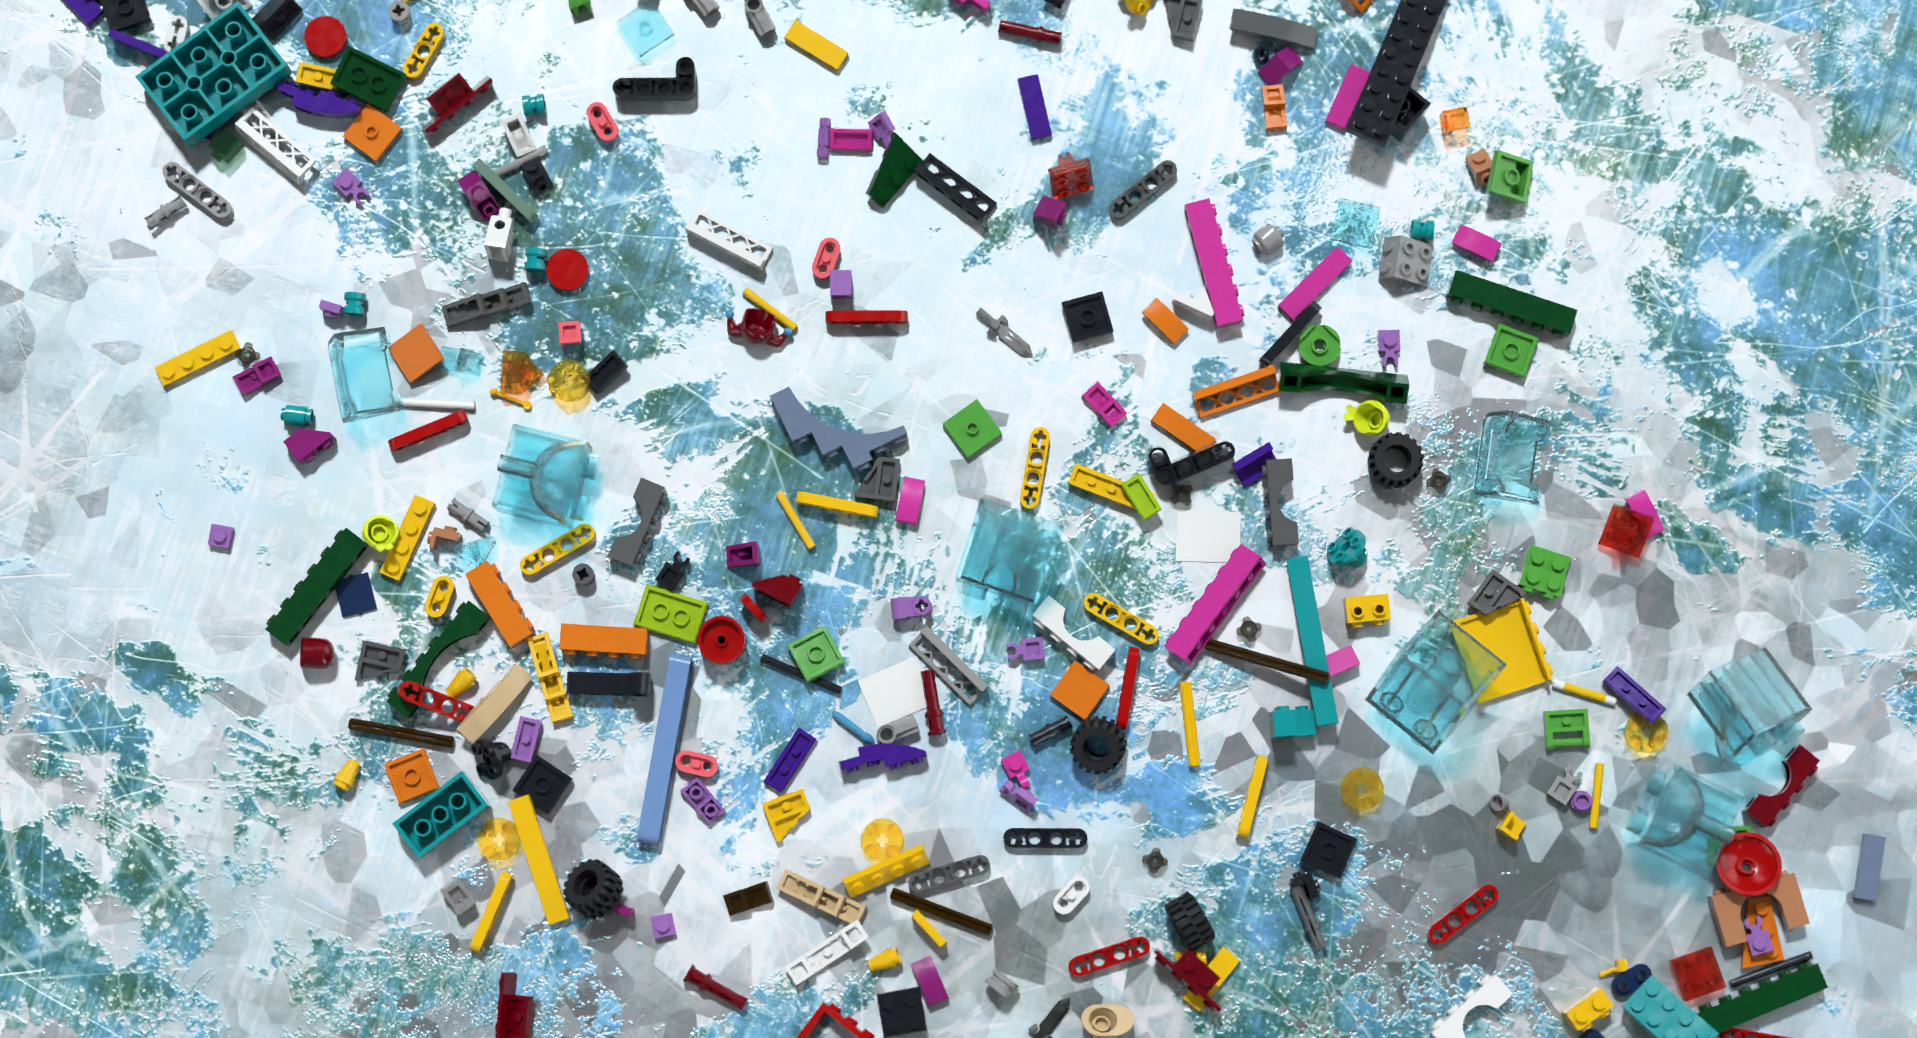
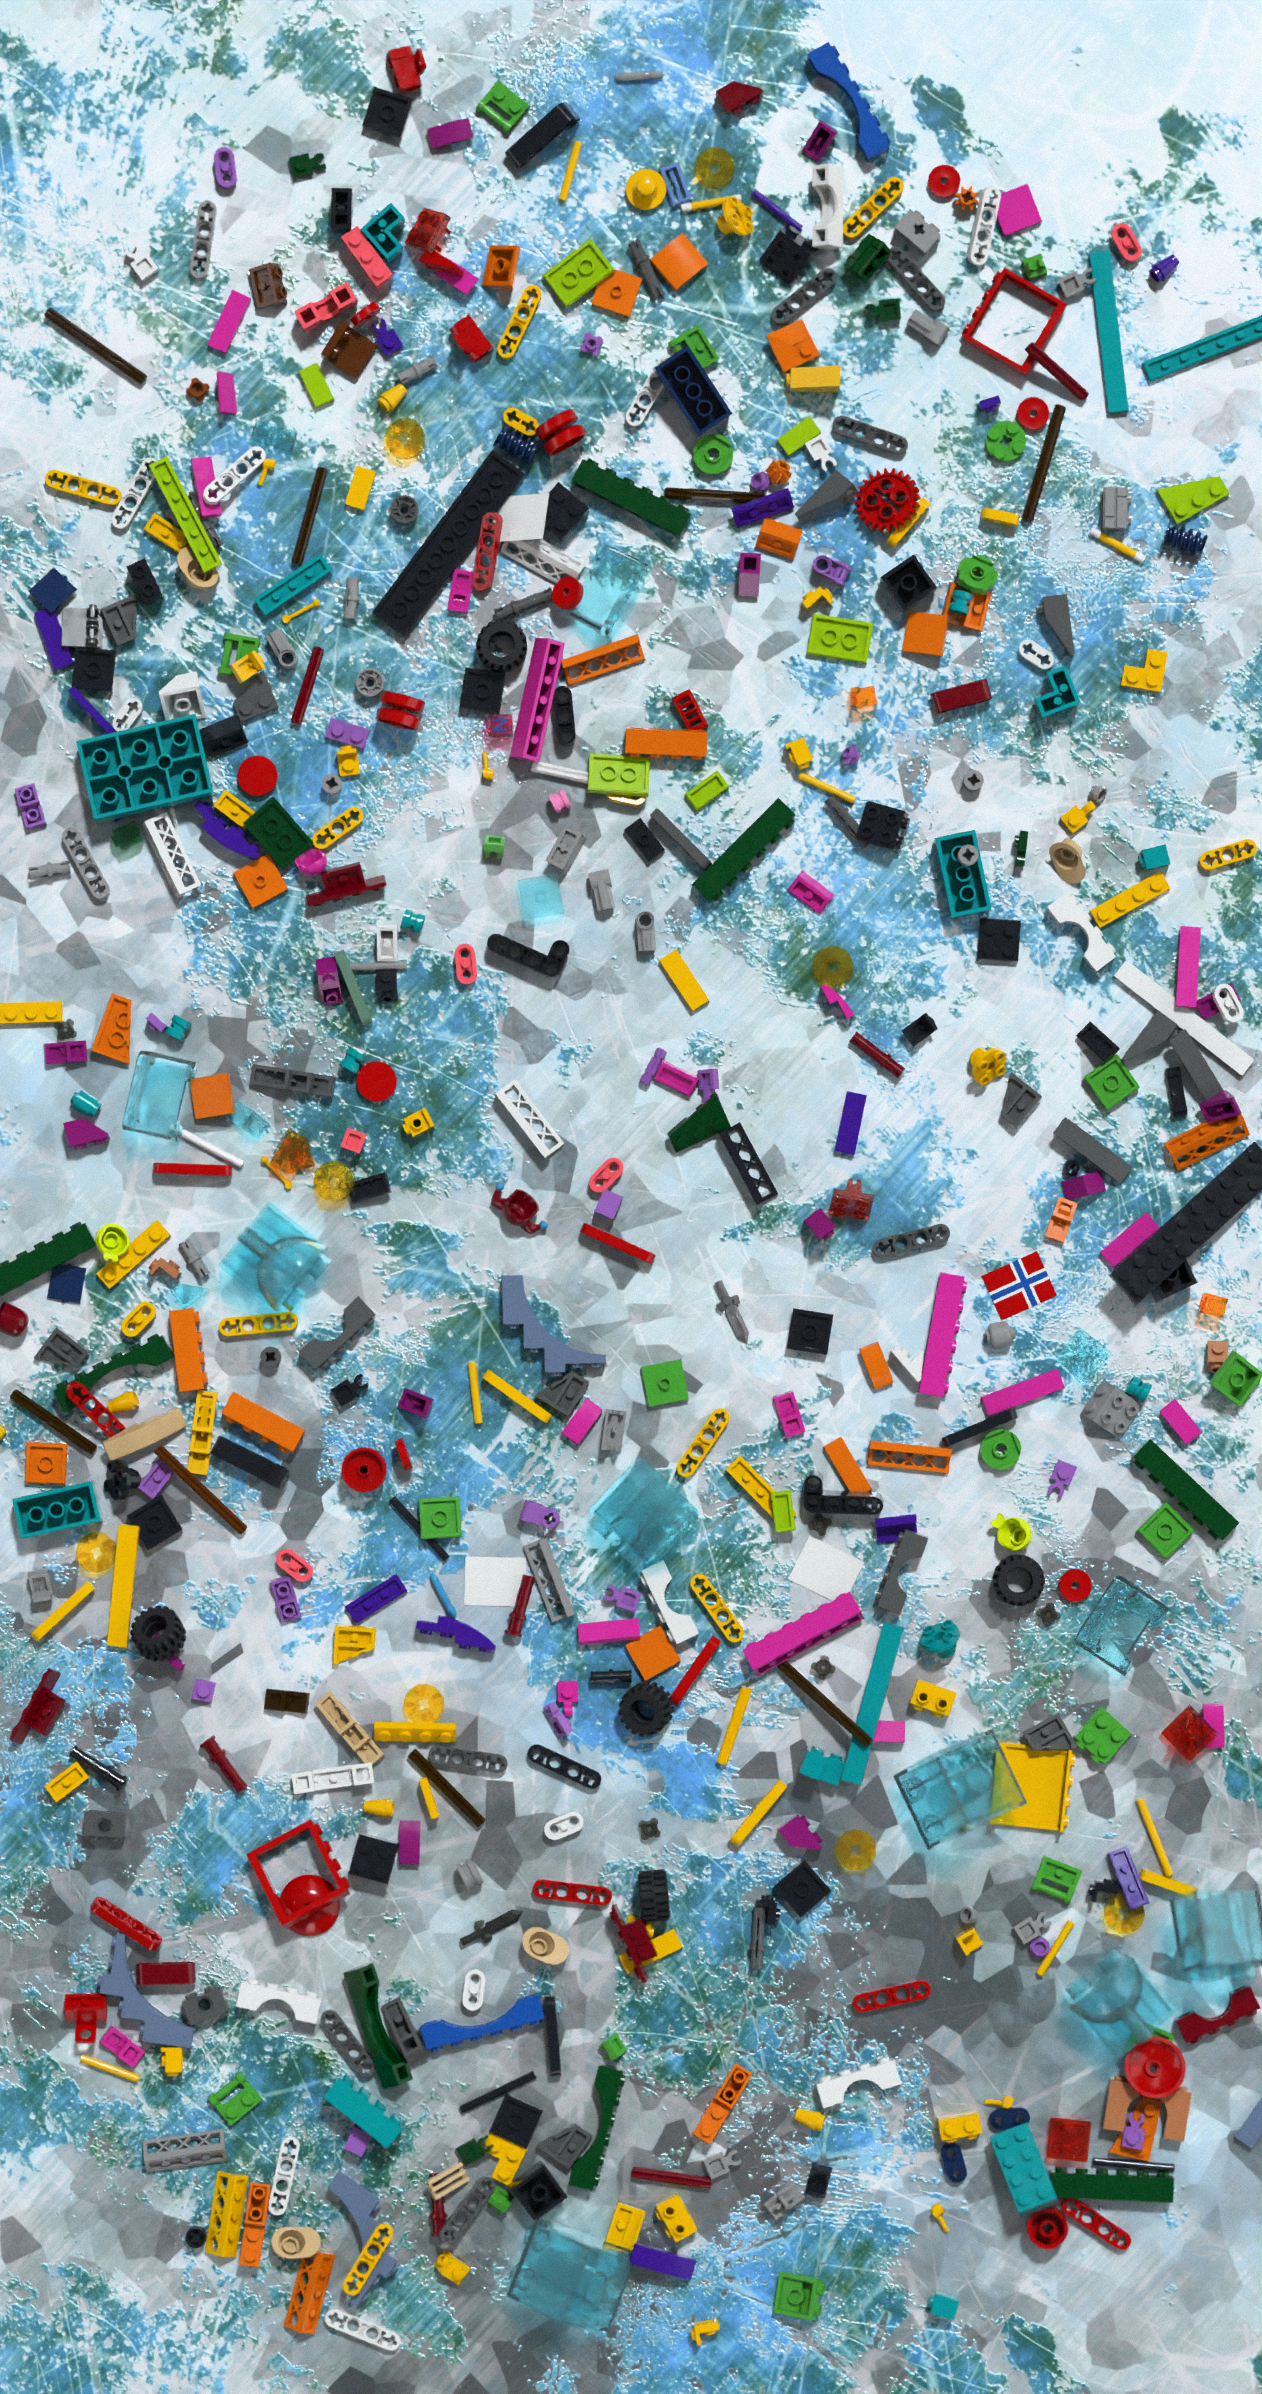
camera: 25 degrees right, 5 degrees up
(121, 161) = (30, 806): none -> medium lavender slope
(294, 334) = (114, 1030): none -> orange wing
(349, 185) = (219, 918): medium lavender plate -> none
(413, 92) = (311, 862): none -> dark pink hair
(500, 236) = (328, 1032): white torso -> none
(572, 732) = (200, 1489): none -> reddish brown axle
(633, 289) = (426, 1123): none -> yellow brick
(664, 749) = (273, 1539): medium blue beam -> none
(670, 614) = (330, 1424): lime tile -> none
(769, 308) = (536, 1195): yellow bar -> none
(780, 588) = (435, 1448): dark red slope -> none
(899, 728) = (482, 1615): light grey piece -> none
(944, 495) = (613, 1430): none -> light grey hinge
(1028, 688) = (608, 1631): none -> dark pink tile
(1264, 186) = (1019, 1285): none -> red sticker
(1300, 799) = (798, 1834): none -> magenta slope
(1379, 385) = (974, 1472): dark green arch -> none
(1450, 451) = (1075, 1594): none -> red piece
(1584, 692) = (1087, 1855): yellow bar -> none
(1618, 711) = (1106, 1886): none -> black bracket
(1641, 647) = (1154, 1837): none -> yellow bar
(1671, 683) = (1166, 1882): none -> yellow beam

